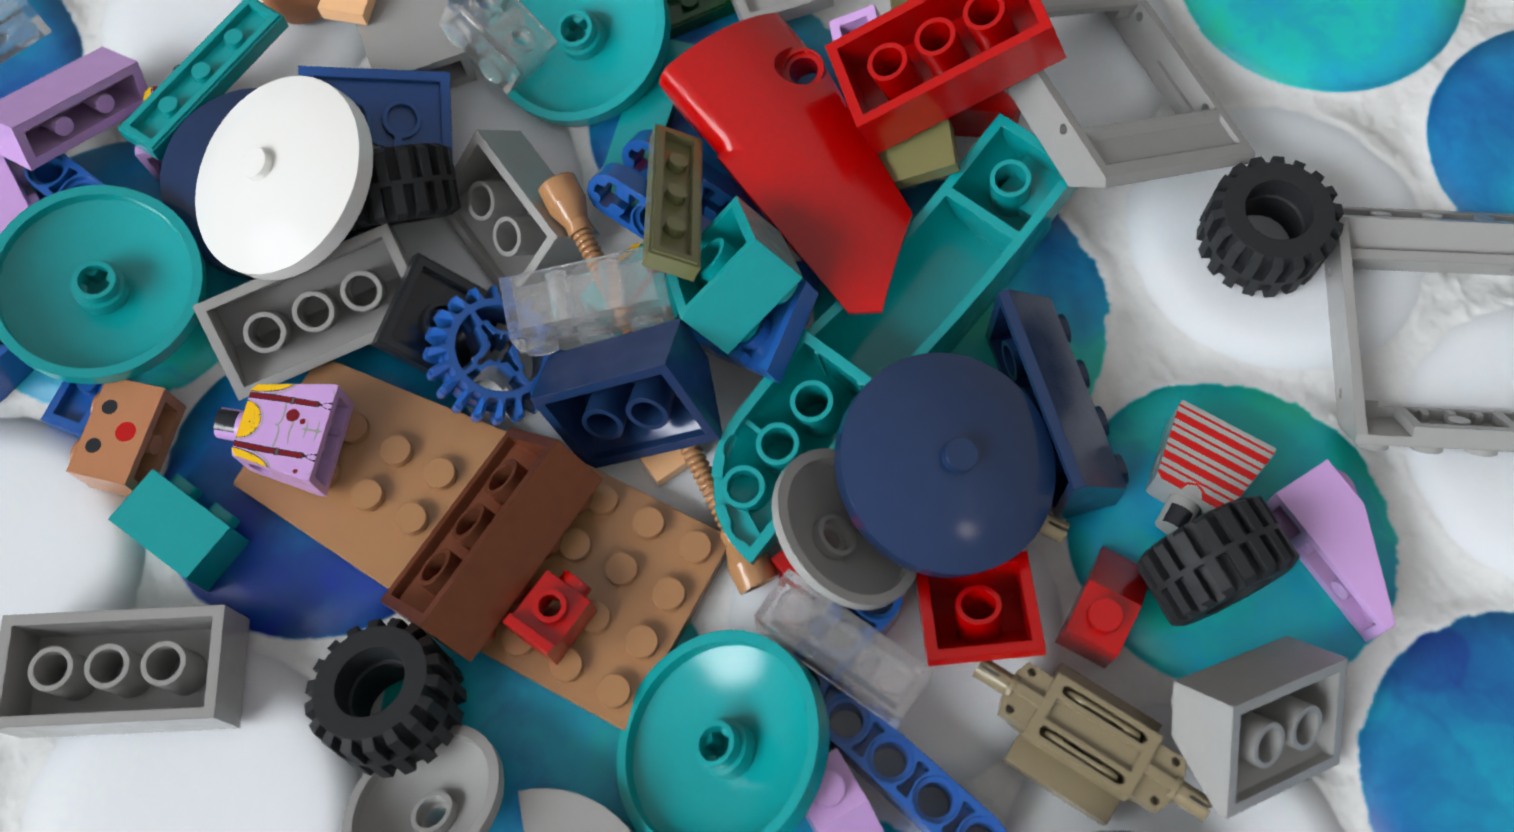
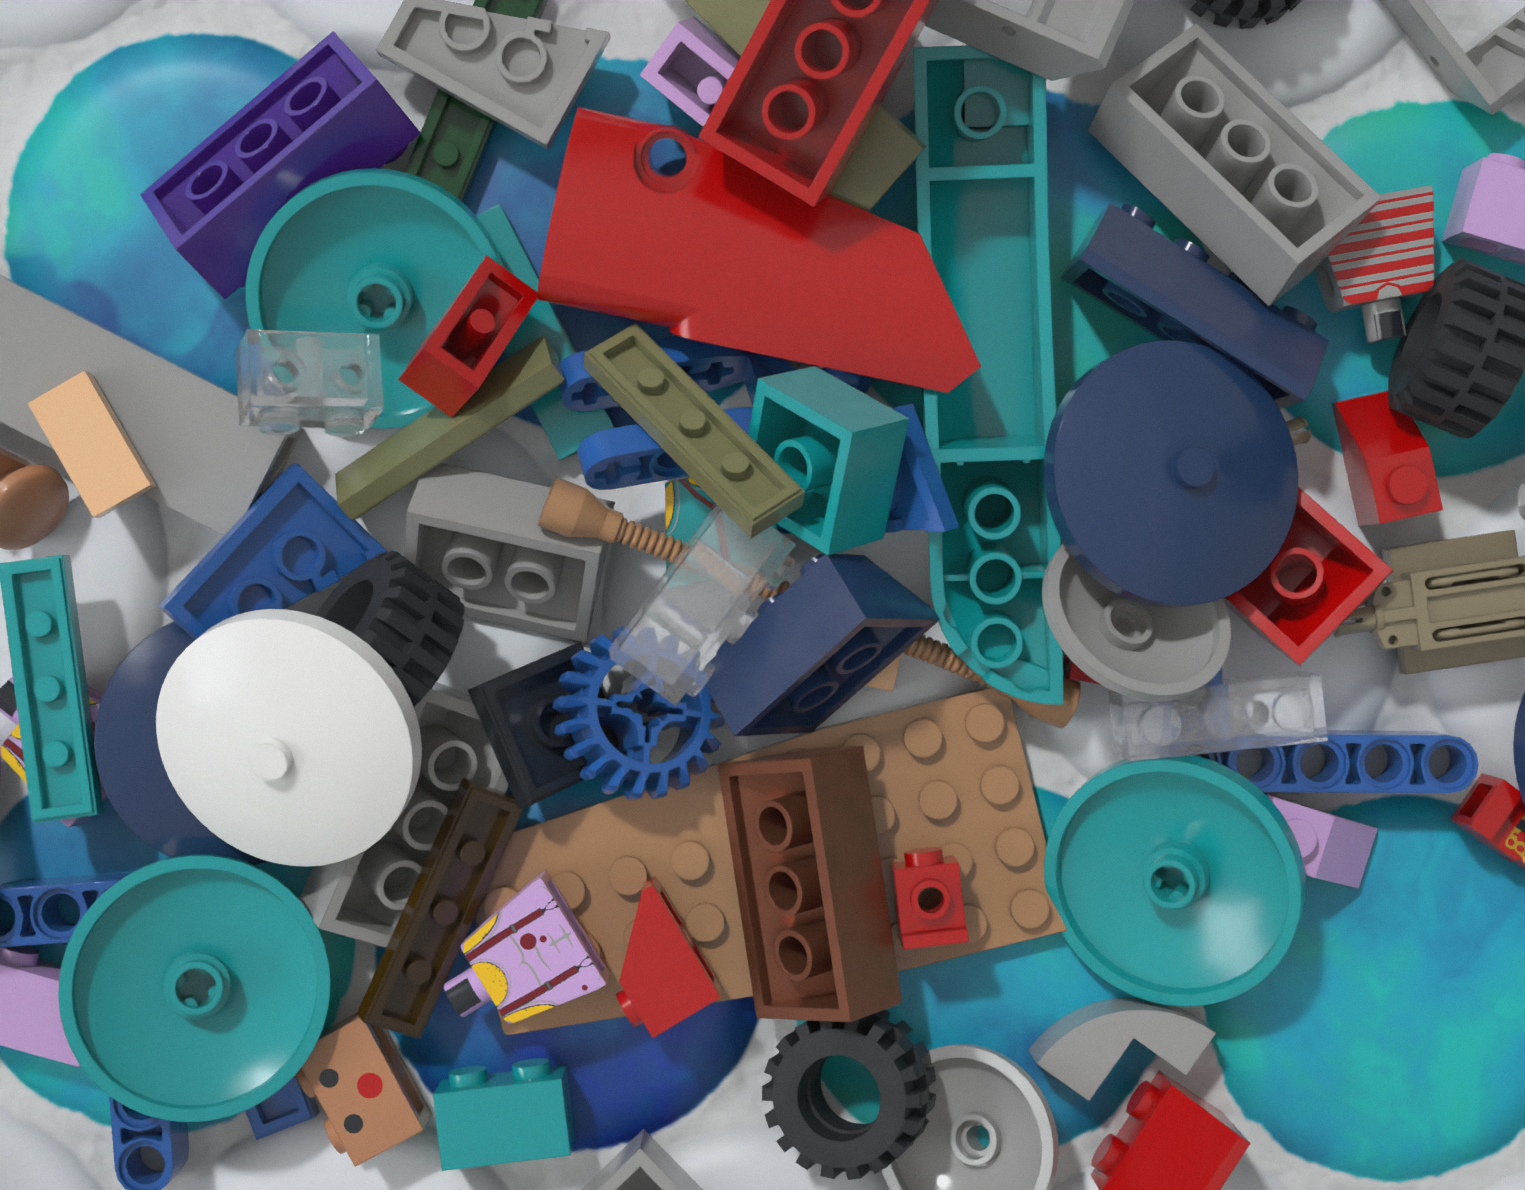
camera: 45 degrees left, 20 degrees up
(282, 360) = (440, 909): none -> dark brown tile
(357, 507) = (663, 967): none -> red slope
(546, 121) = (438, 436): none -> olive tile
(601, 73) = (469, 337): none -> red slope
(1149, 335) = (1232, 162): none -> light grey slope

